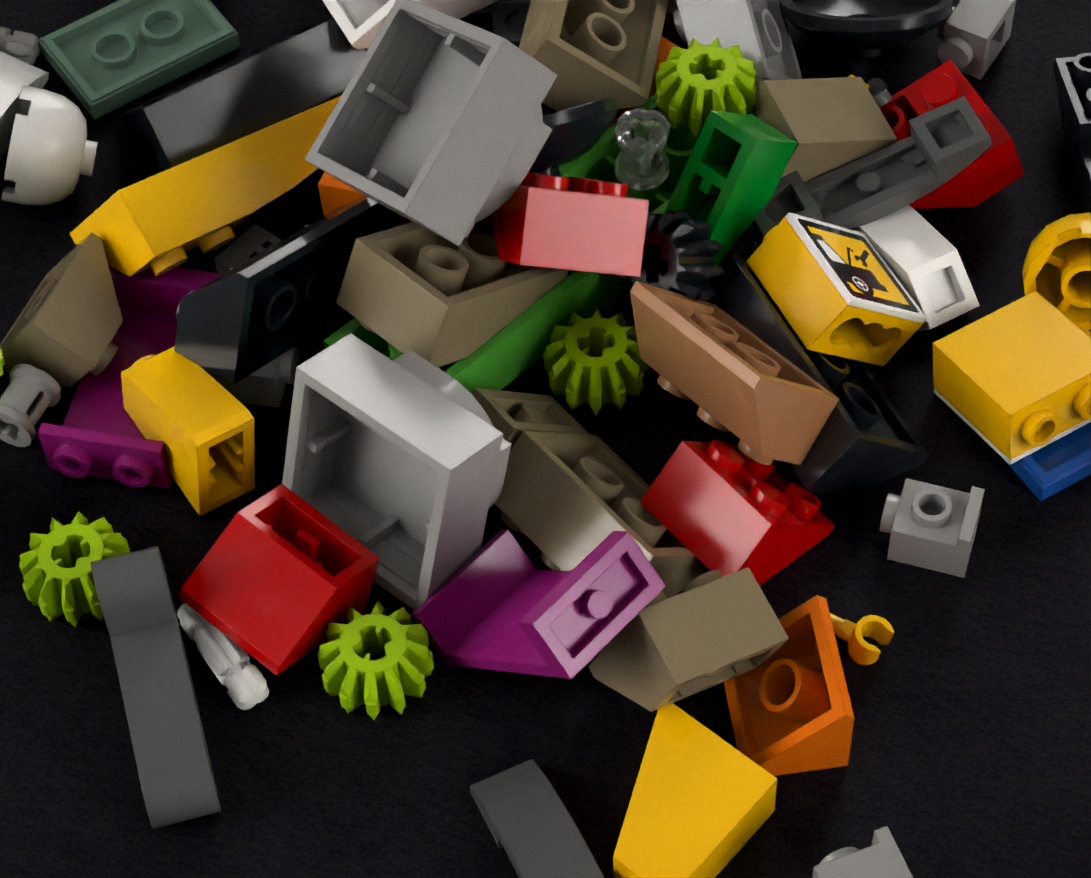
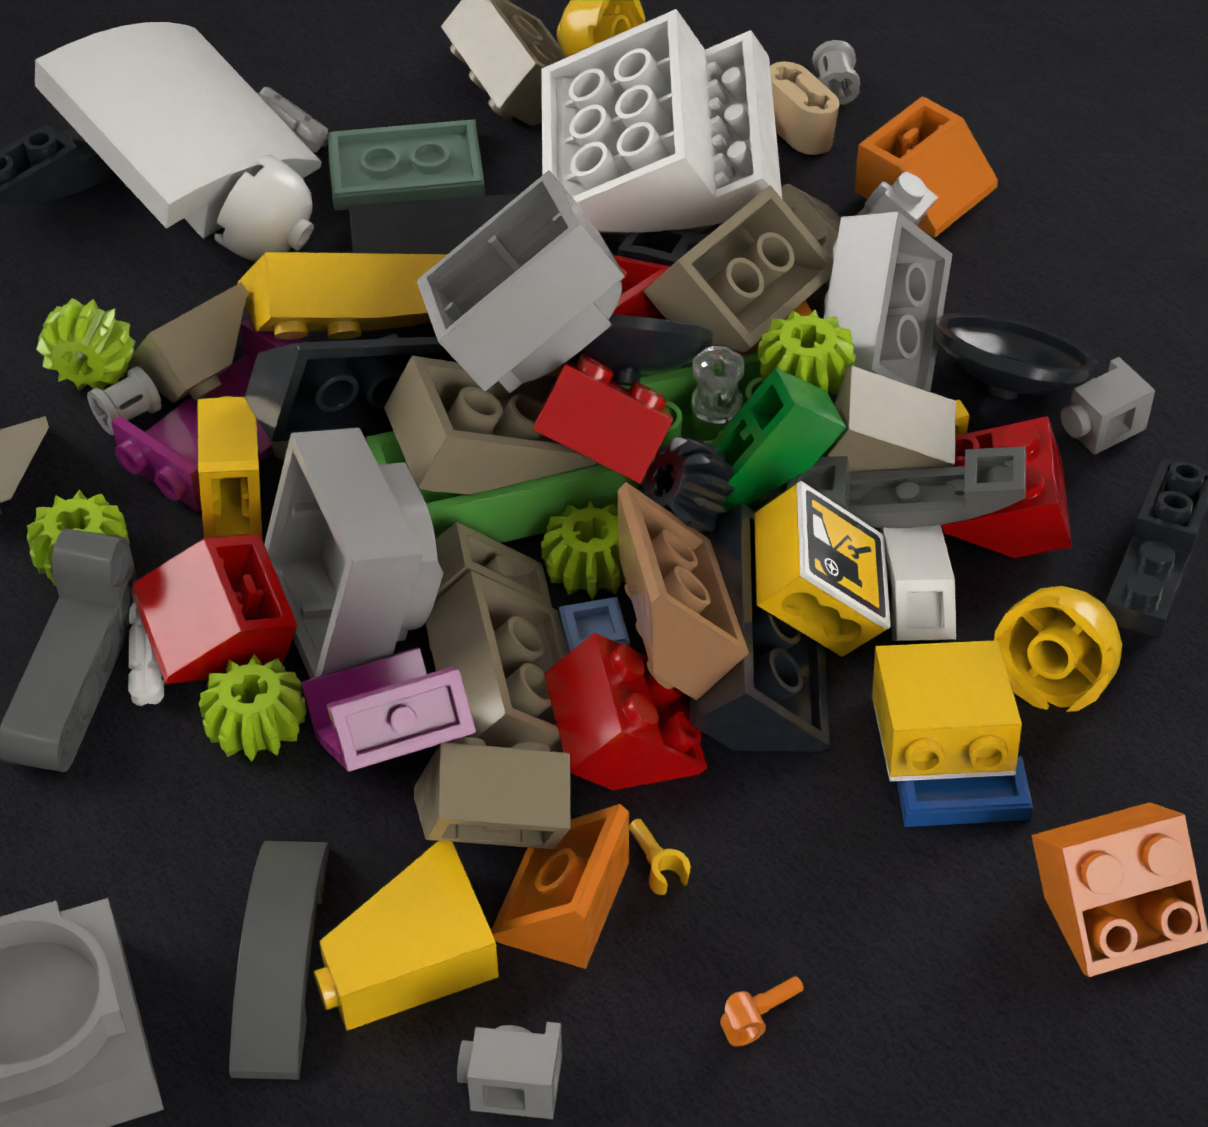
camera: 25 degrees right, 5 degrees down
(644, 438) = (596, 616): none -> medium blue tile
(879, 91) = (972, 426): dark grey hinge -> none
(932, 526) = (785, 802): light grey brick -> none
(1023, 743) = (743, 1012): none -> orange hand

